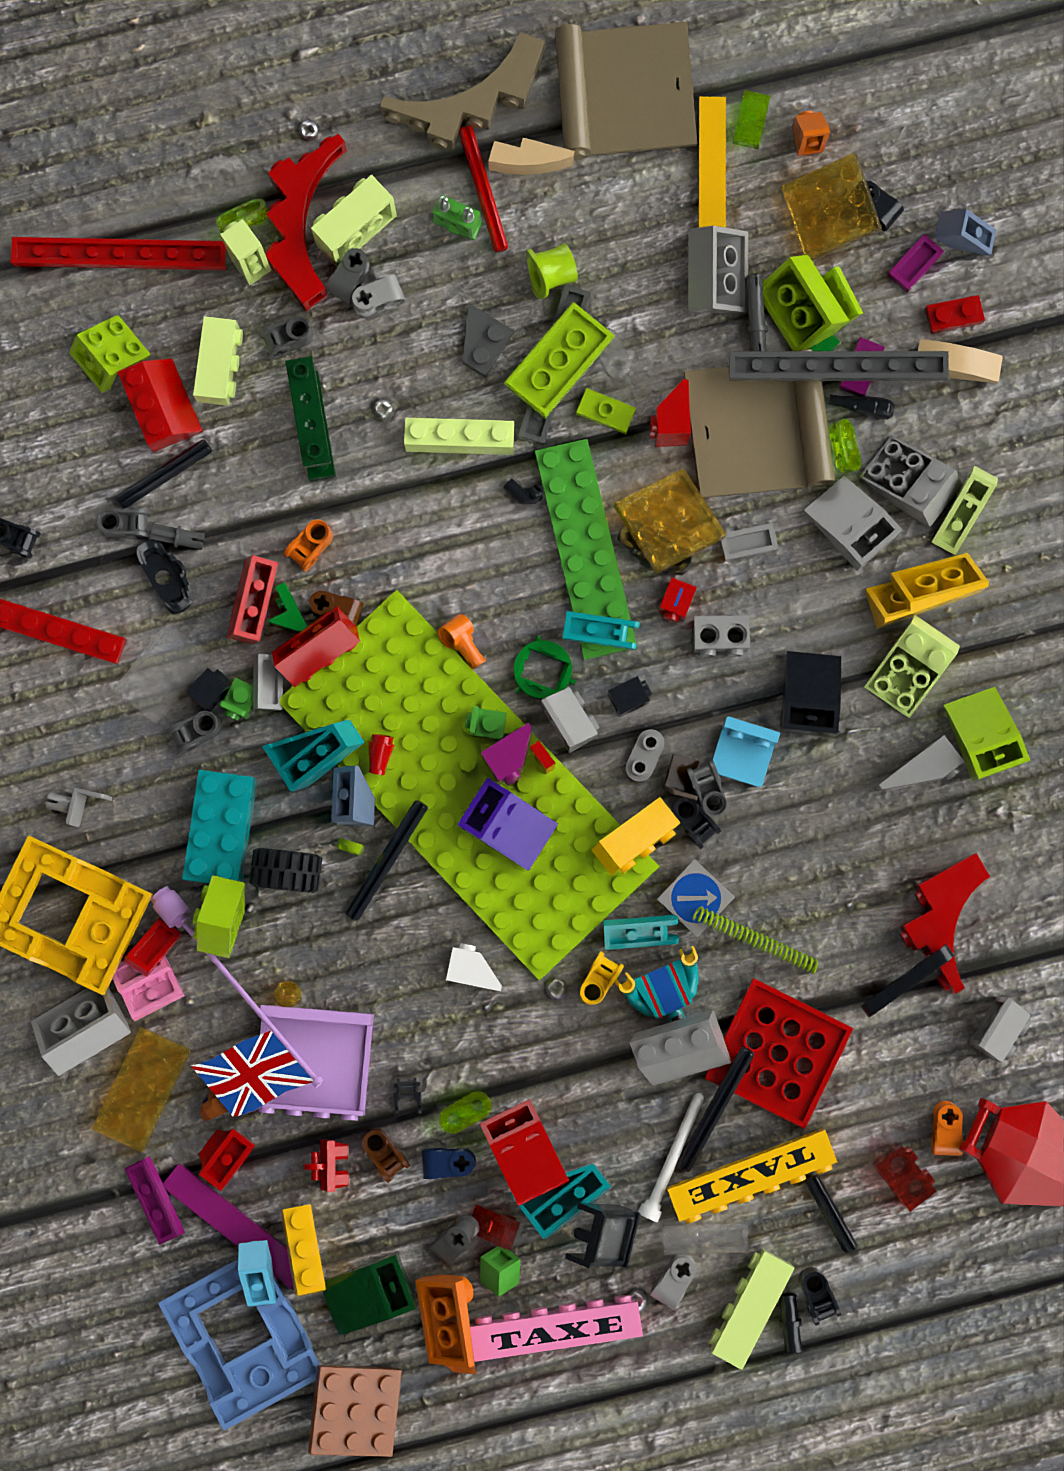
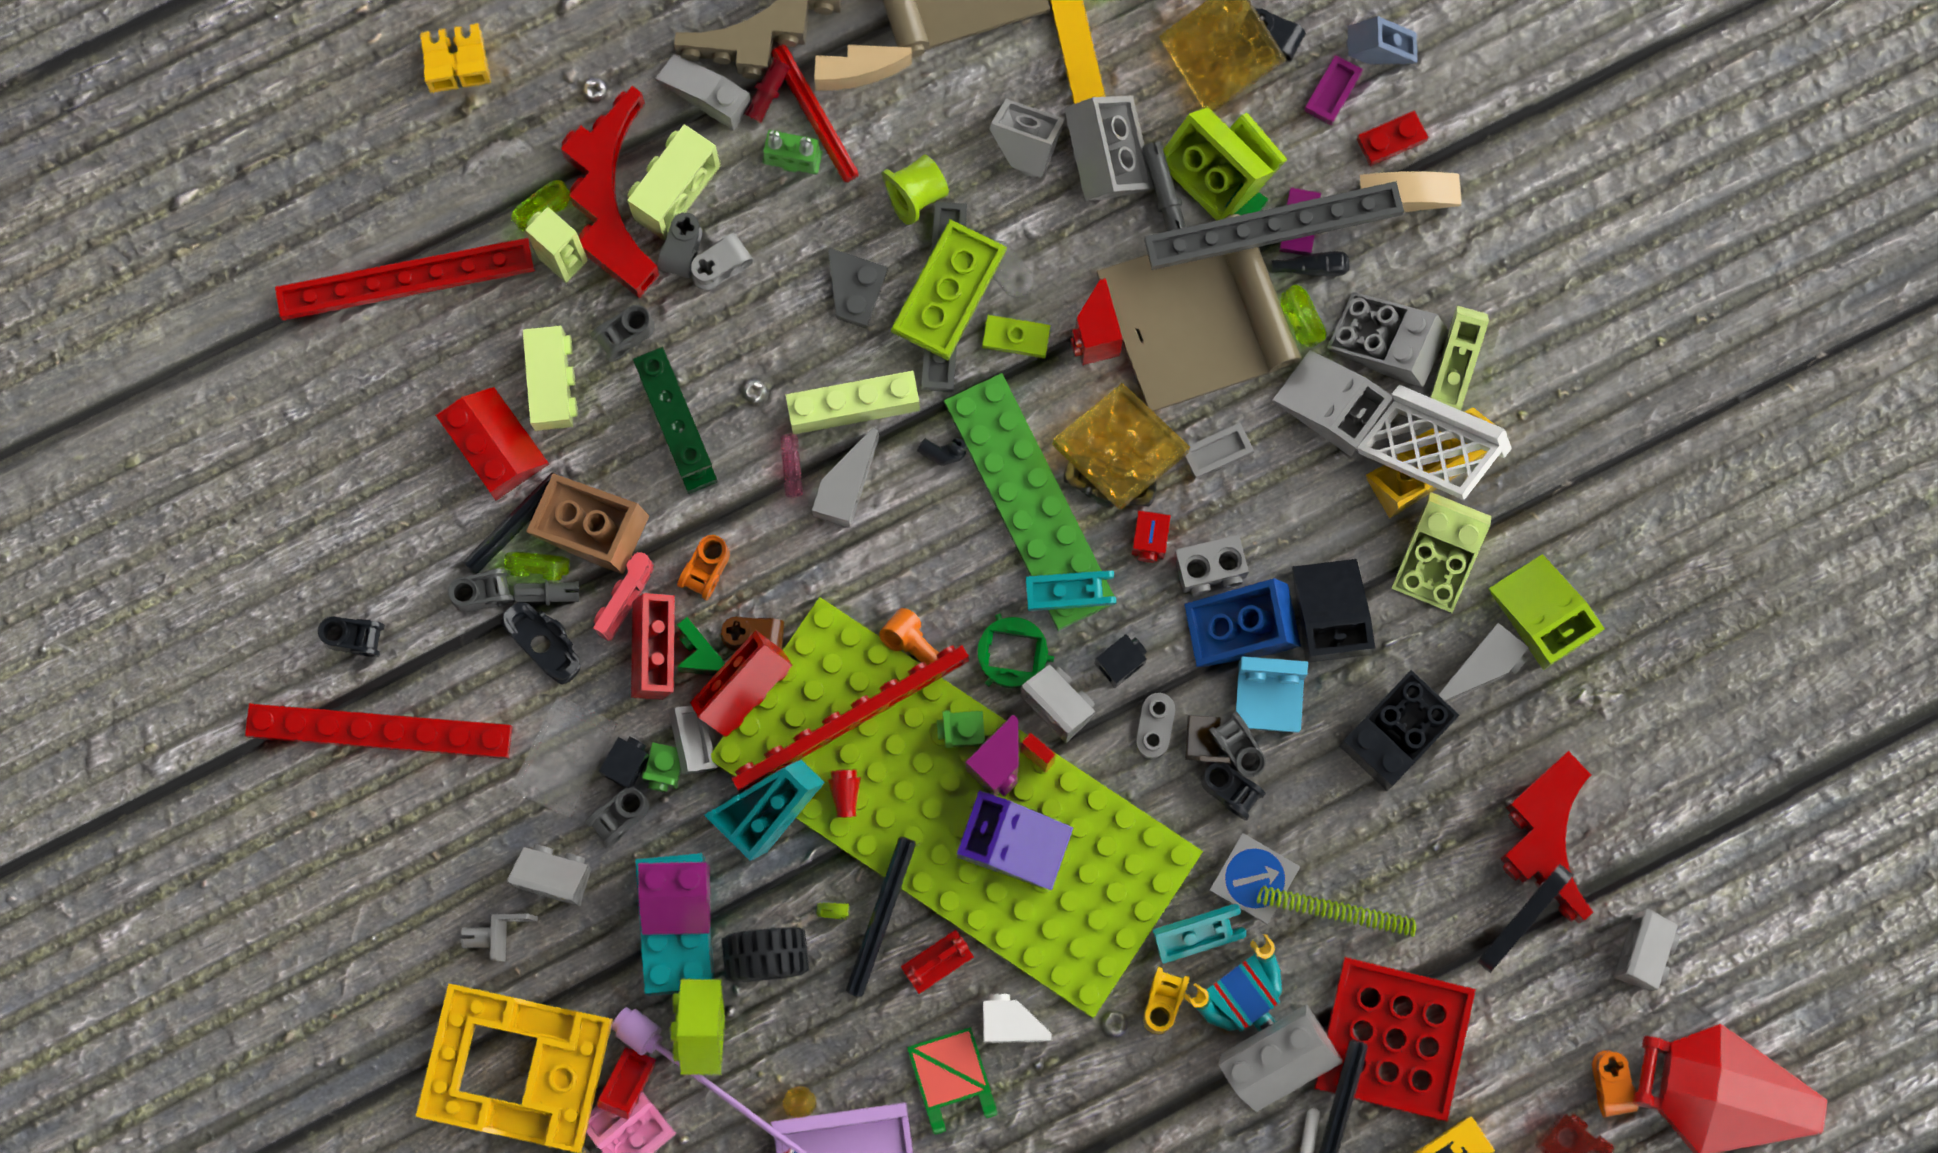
camera: 15 degrees left, 5 degrees down
(106, 350) = (415, 394): lime bracket -> none
(129, 767) = (551, 875): none -> light grey slope
(166, 509) = (524, 563): none -> clear neon green plate
(189, 85) = (467, 63): none -> yellow legs
(221, 809) = (674, 898): none -> magenta slope
(222, 487) = (588, 523): none -> medium nougat slope
(239, 550) = (624, 593): none -> coral hinge
(351, 798) = (823, 852): sand blue slope -> none
(398, 150) = (705, 90): none -> light grey slope
(398, 476) = (791, 465): none -> clear pink axle
(409, 690) = (862, 711): none -> red plate
(414, 997) = (949, 1073): none -> coral flag
(424, 906) = (937, 961): none -> red hinge
(435, 503) = (843, 485): none -> light grey slope
(448, 161) = (767, 90): none -> dark red pin
(636, 837) = (1169, 822): yellow brick -> none
(652, 246) = (1026, 136): none -> light grey slope
(735, 688) = (1242, 623): none -> blue slope
(842, 804) = (1399, 730): none -> black slope
(945, 563) = (1451, 424): none -> white fence

